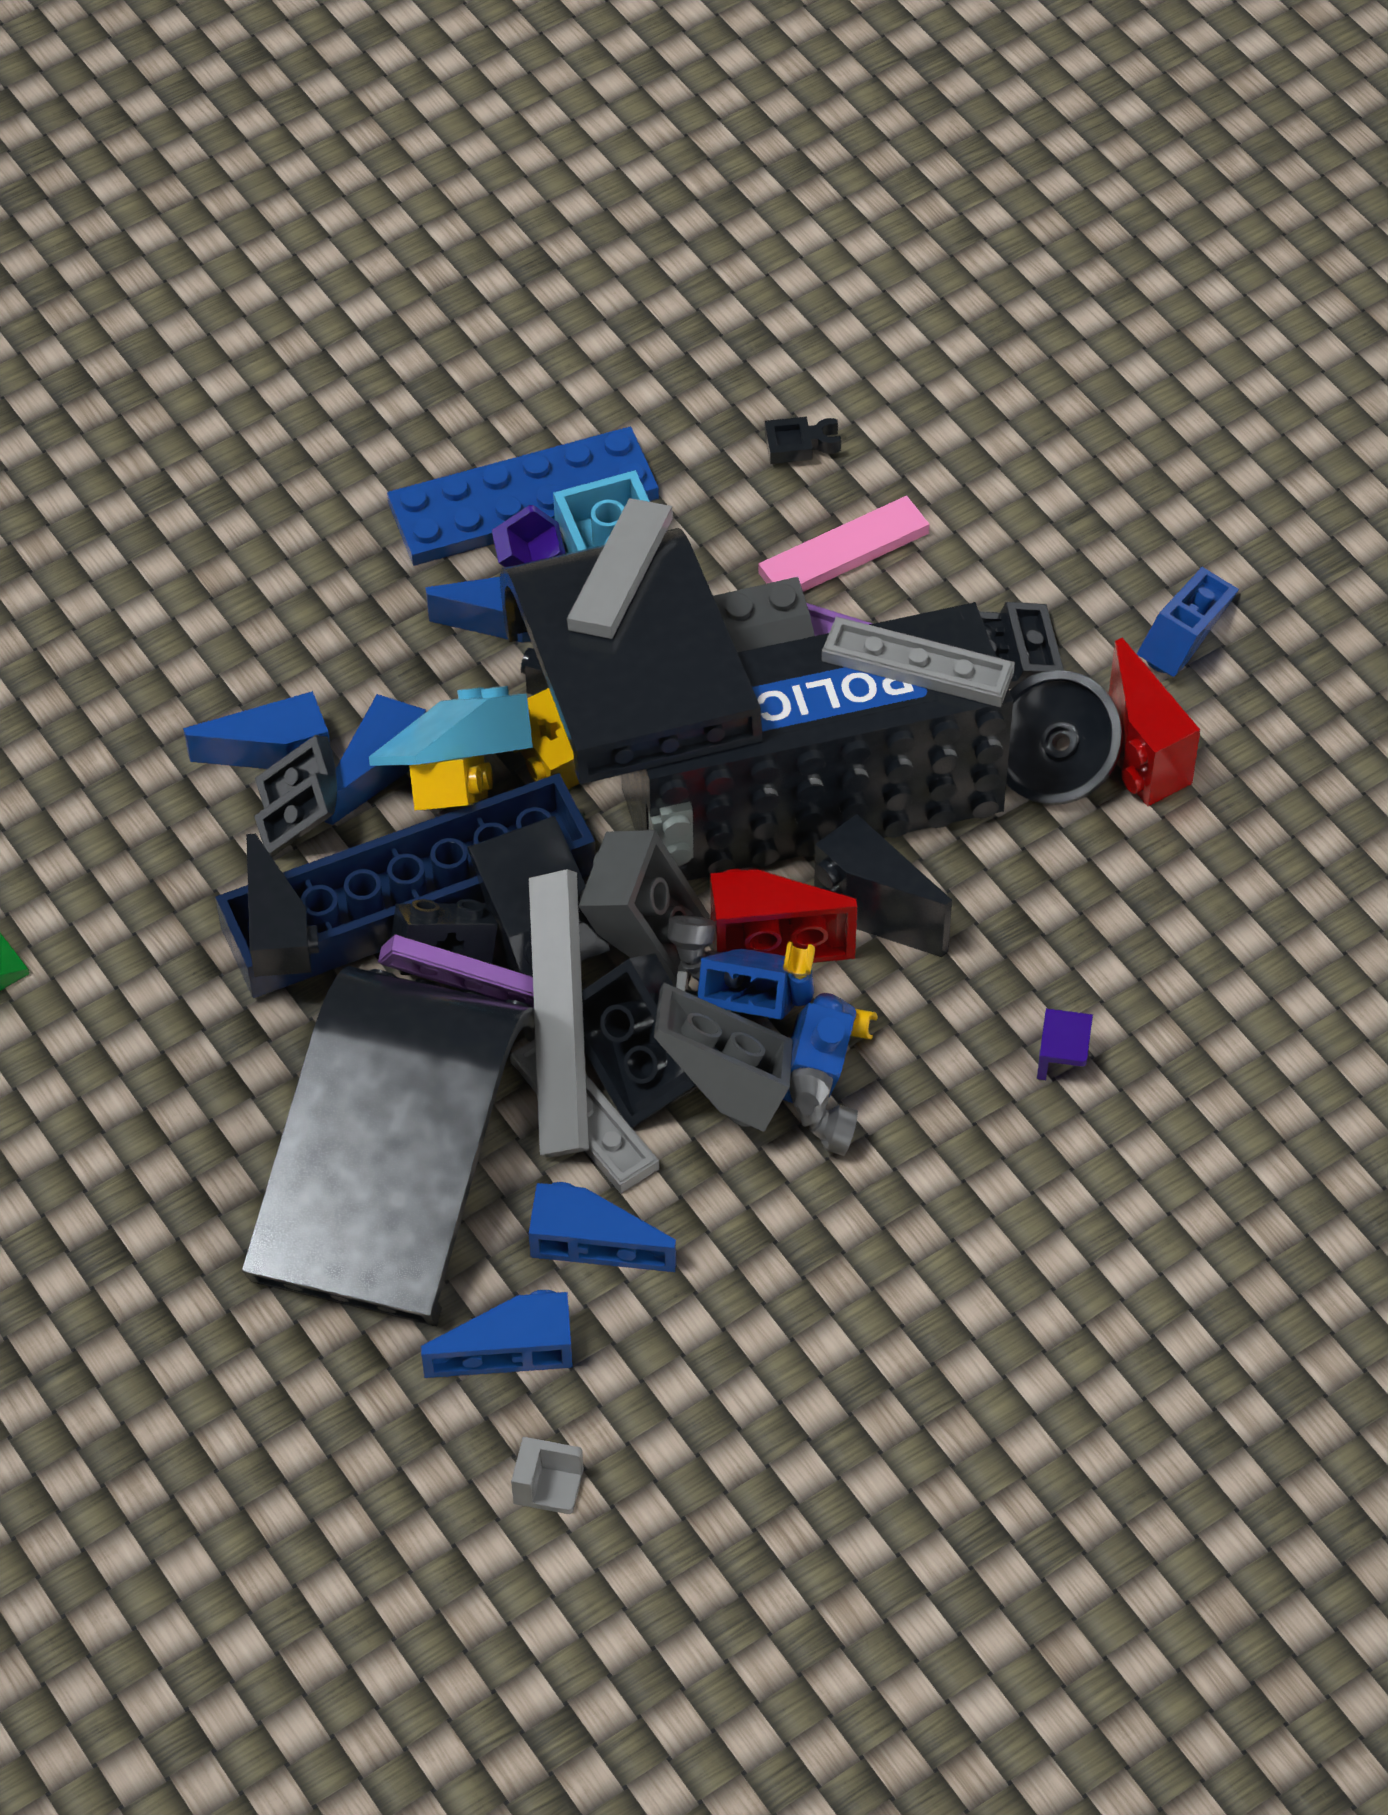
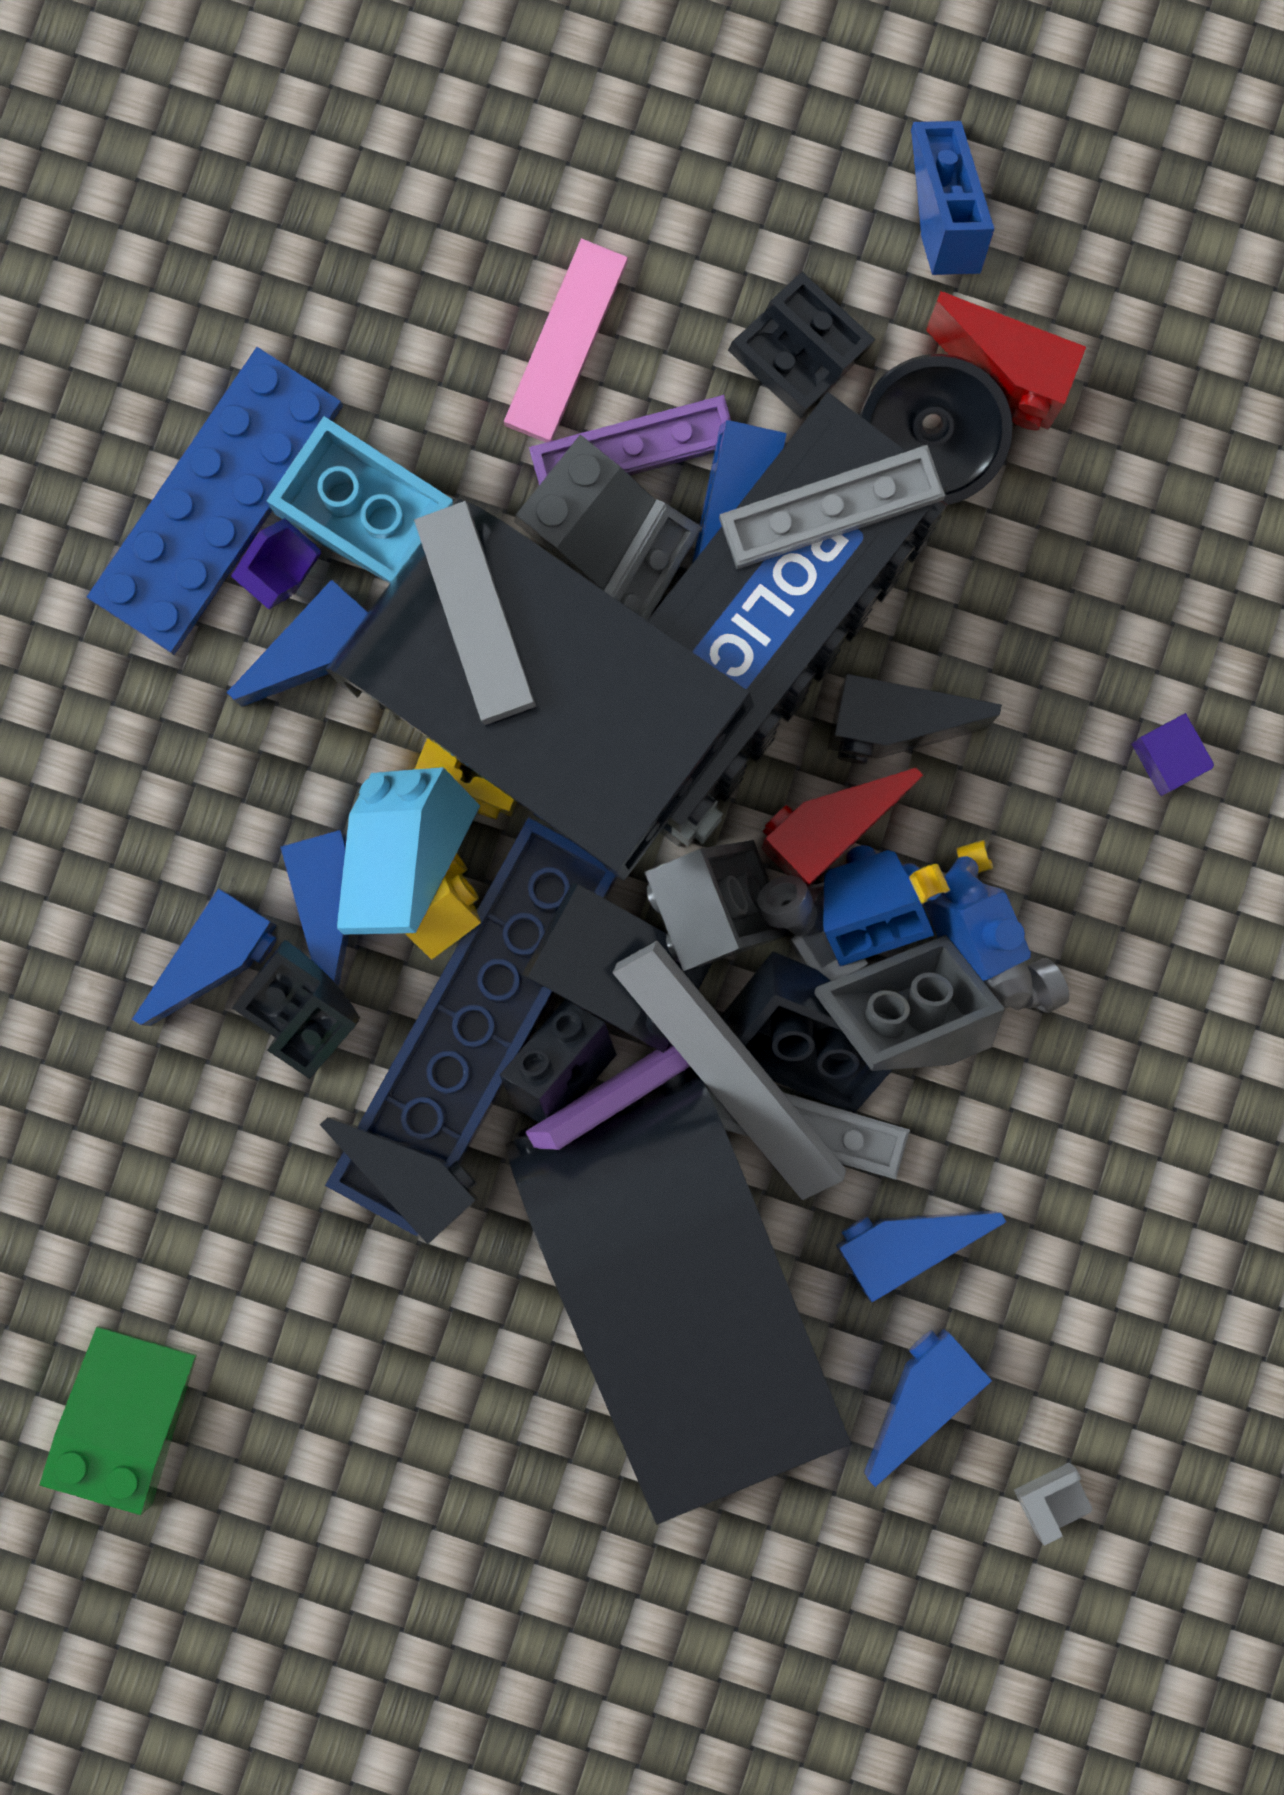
camera: 40 degrees left, 30 degrees up
(794, 440) = (424, 248): black plate -> none

